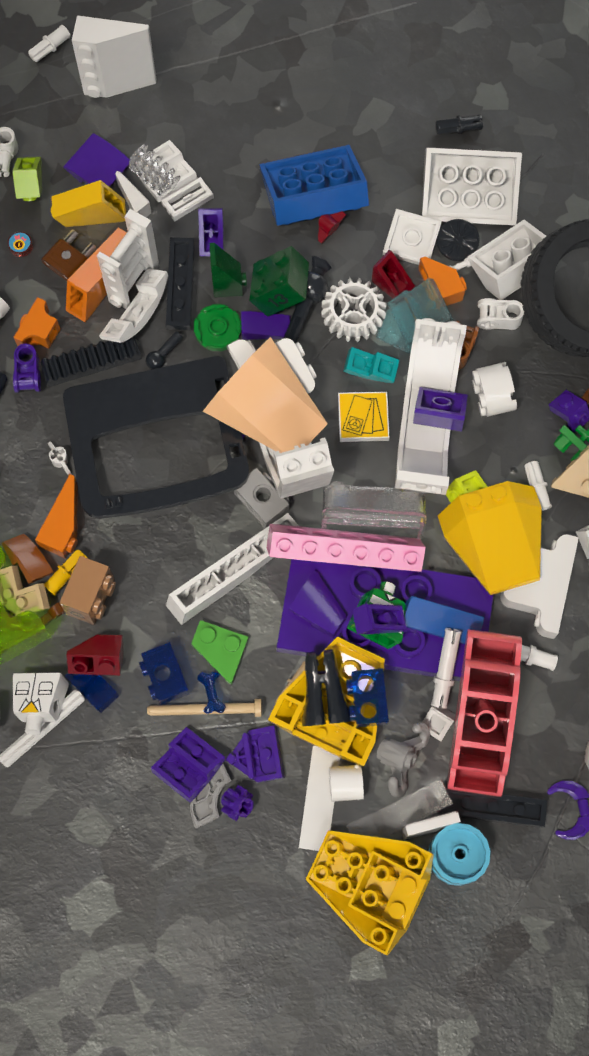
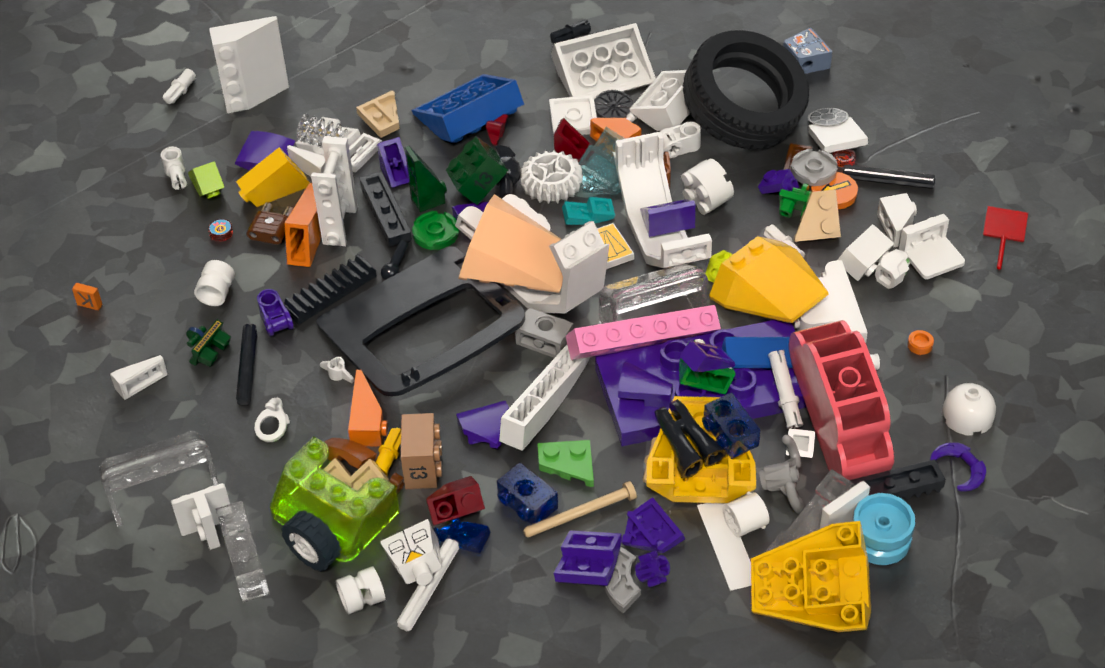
camera: 20 degrees left, 25 degrees down
(37, 326) = (268, 276): orange brick -> none
(140, 310) = (360, 232): white slope -> none
(163, 576) = (483, 423): none -> dark purple slope
(208, 681) = (586, 498): clear blue piece -> none
(227, 159) = (380, 114): none -> tan wing

